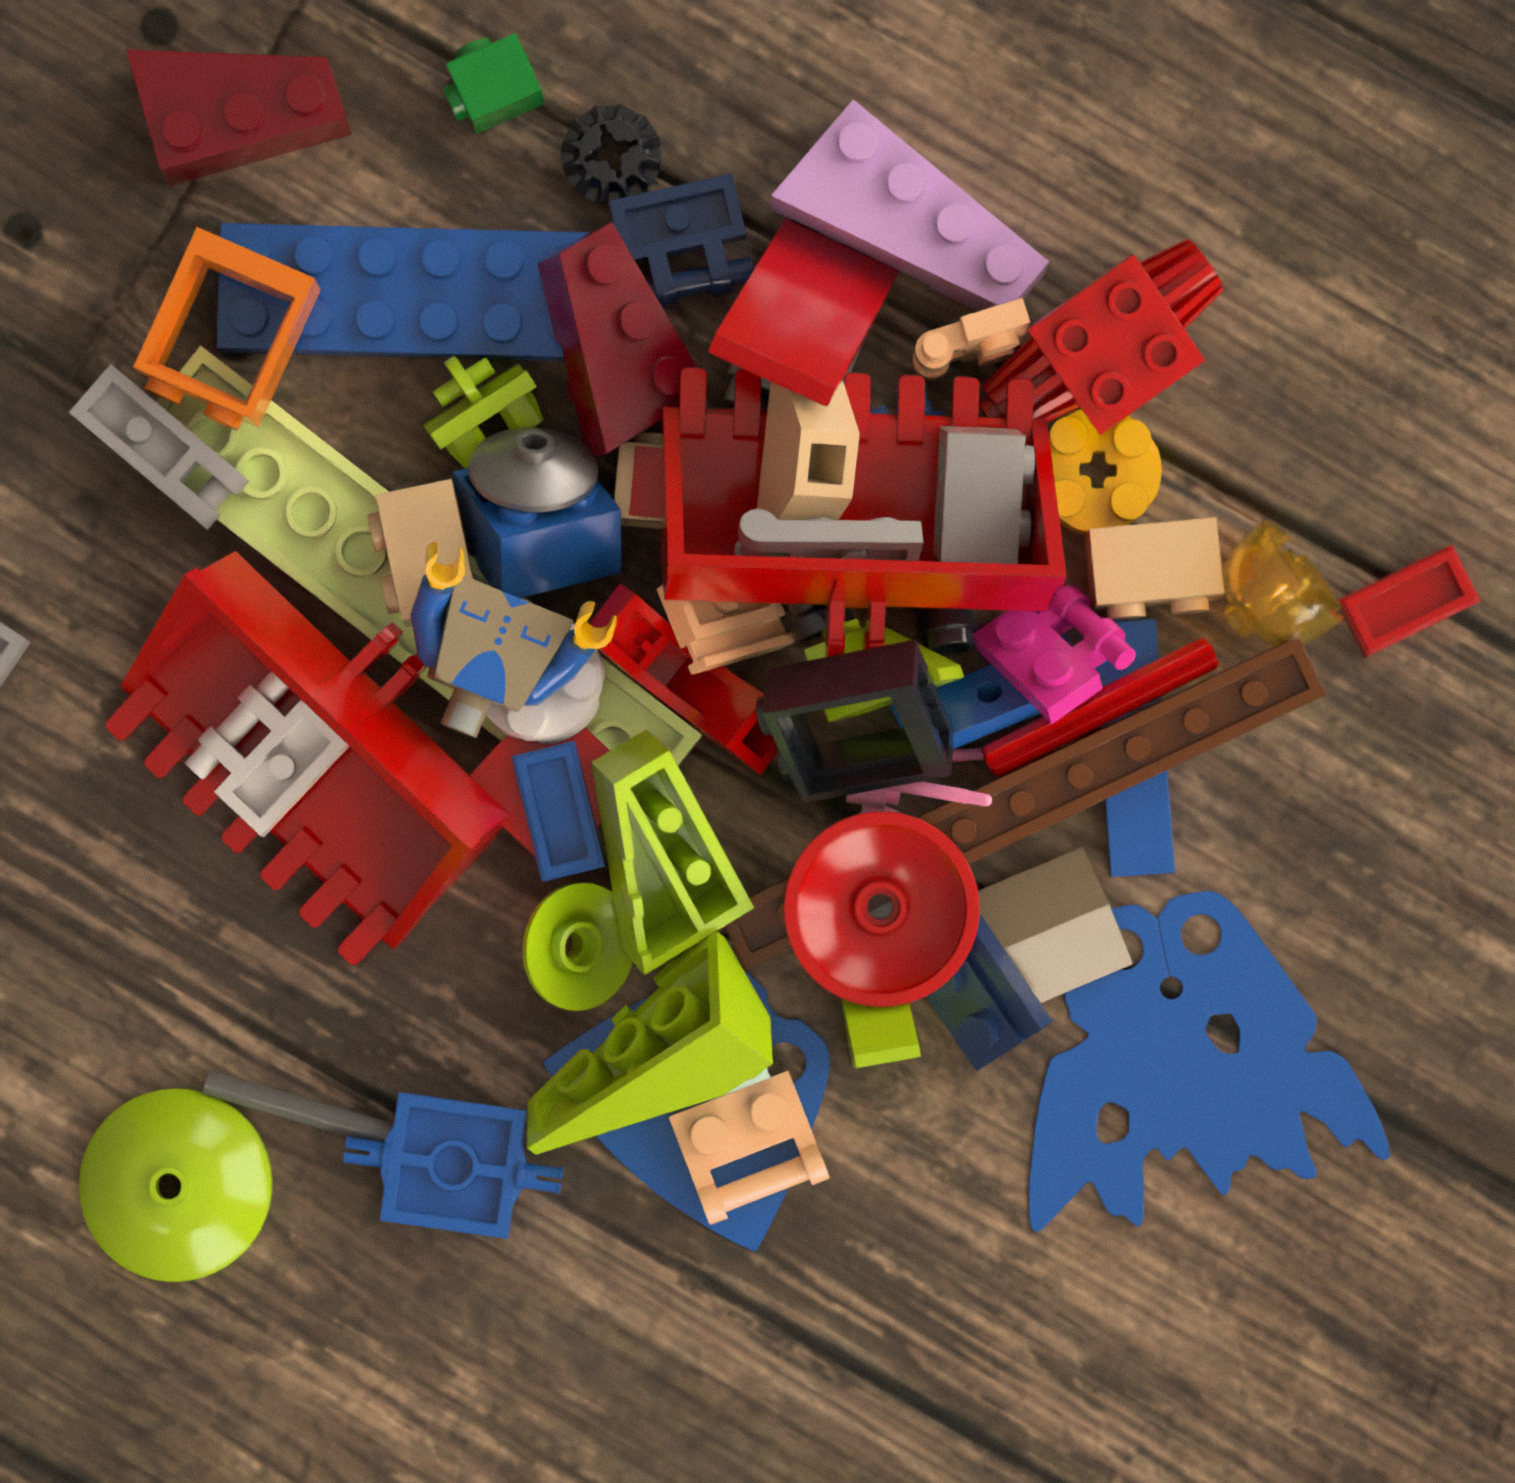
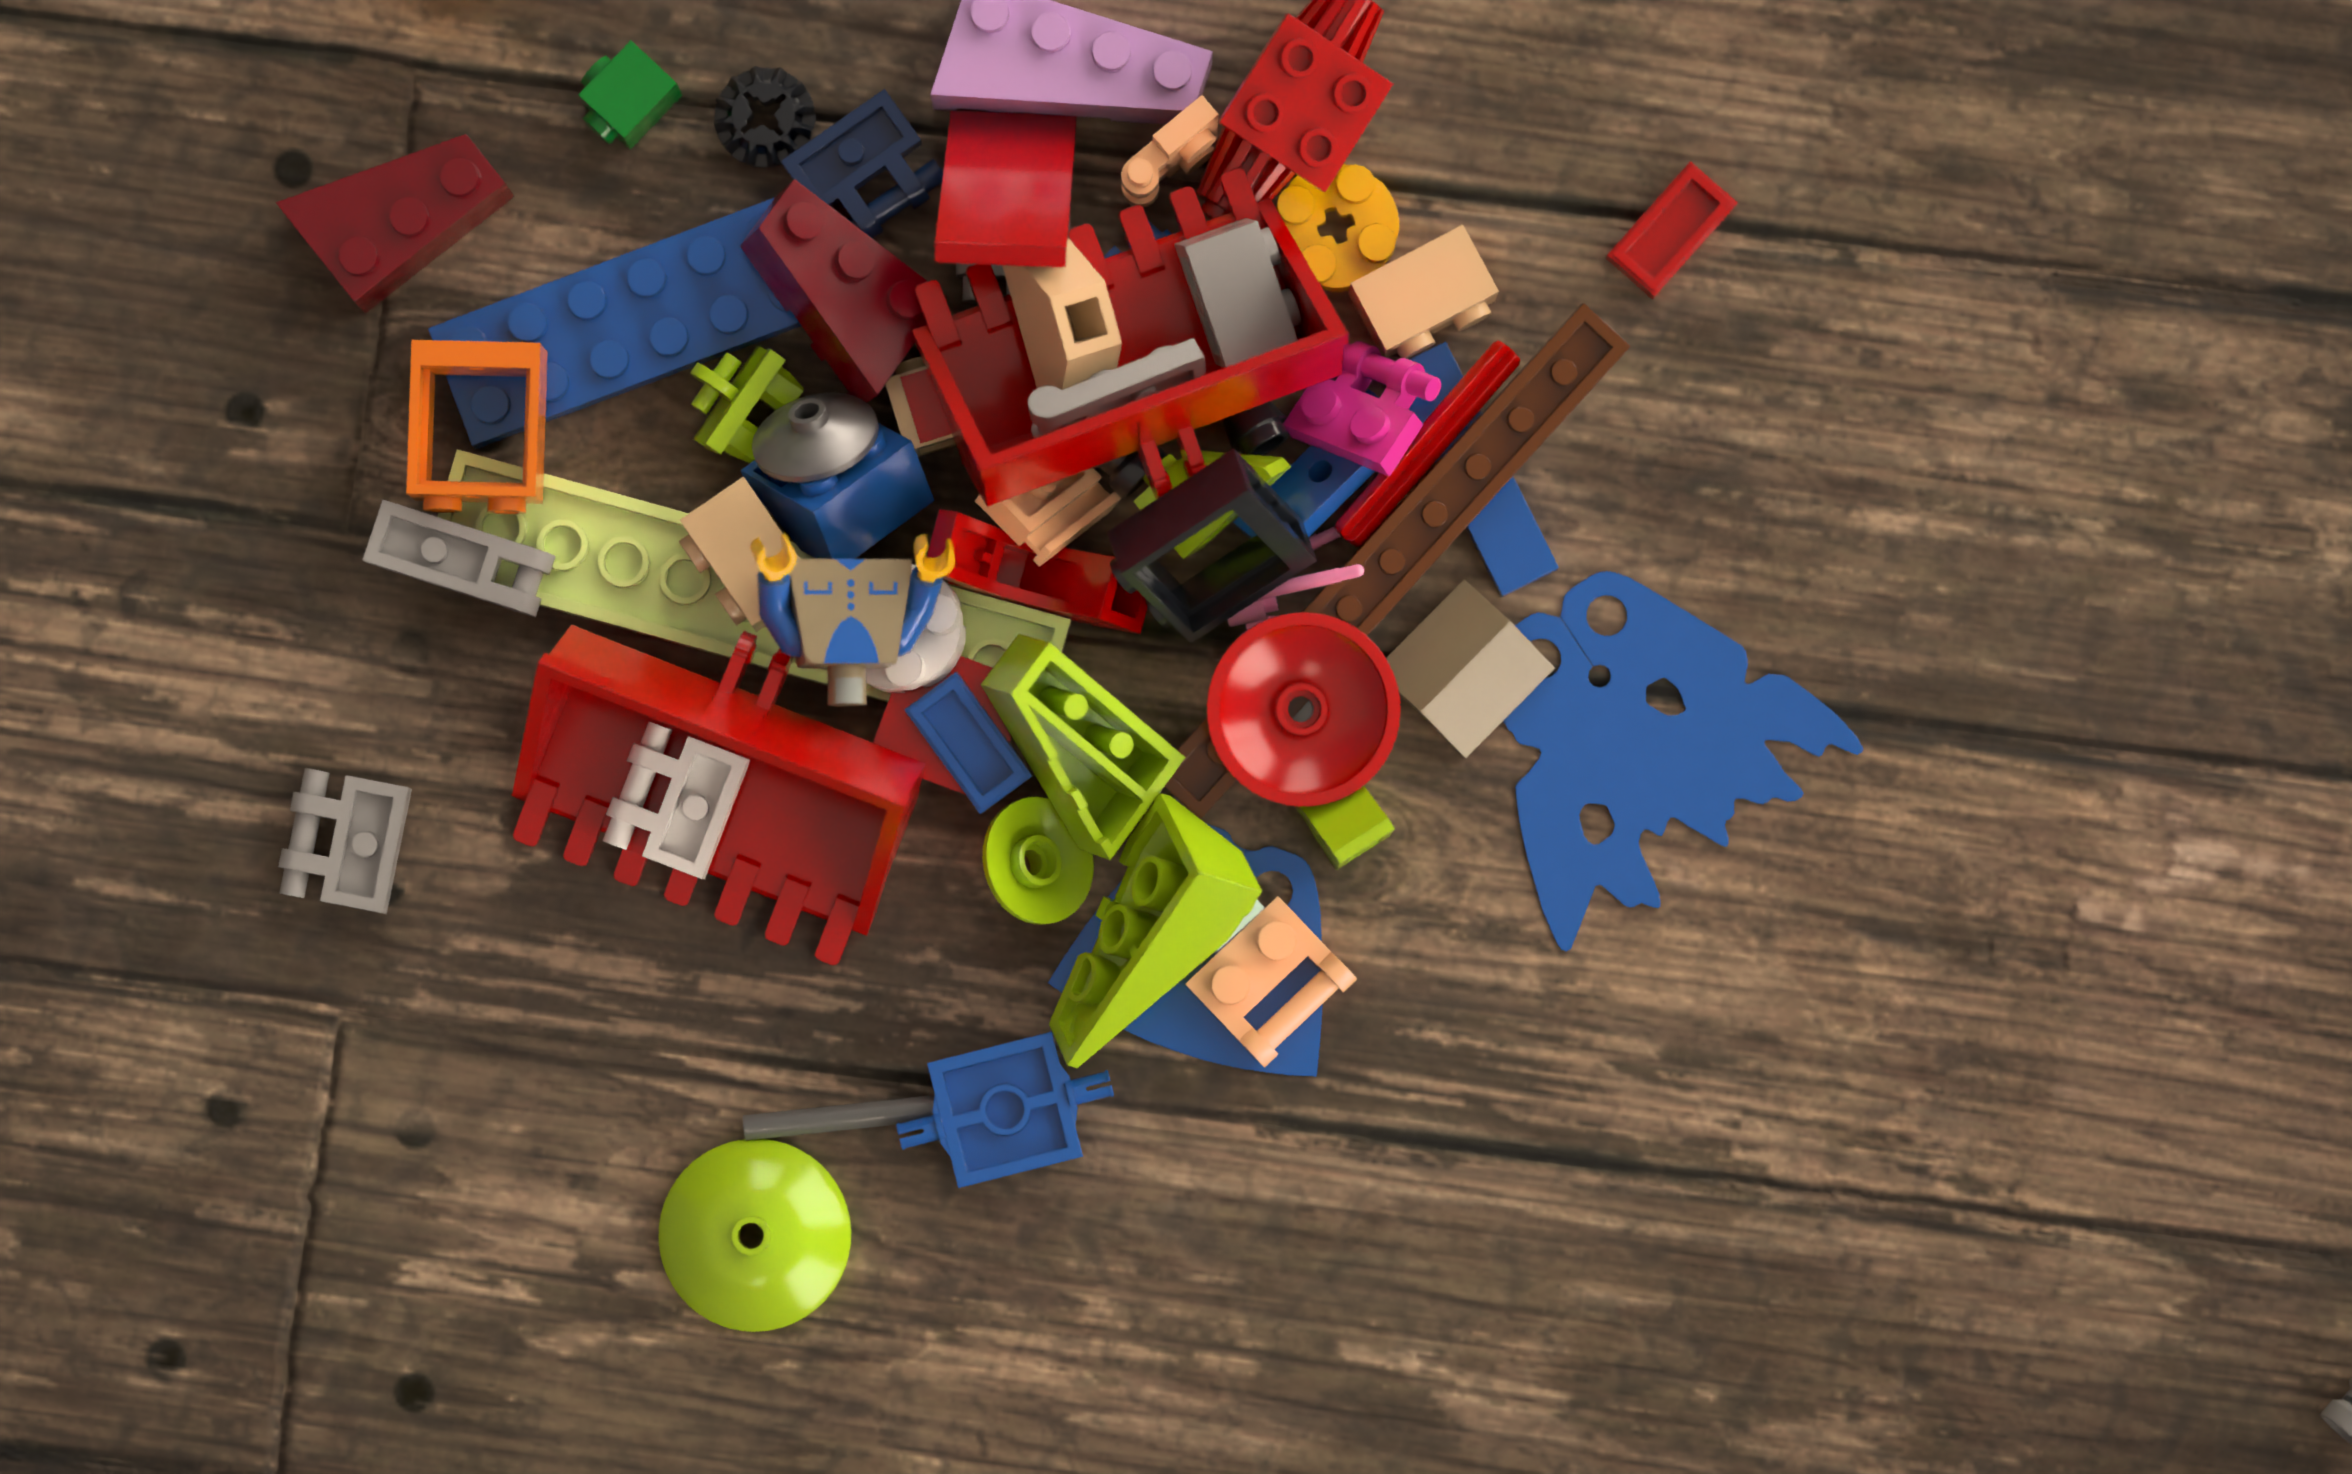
camera: 20 degrees left, 0 degrees up
(988, 1002) = (1436, 757): dark blue plate -> none
(1276, 590) = (1545, 269): clear yellow cylinder -> none

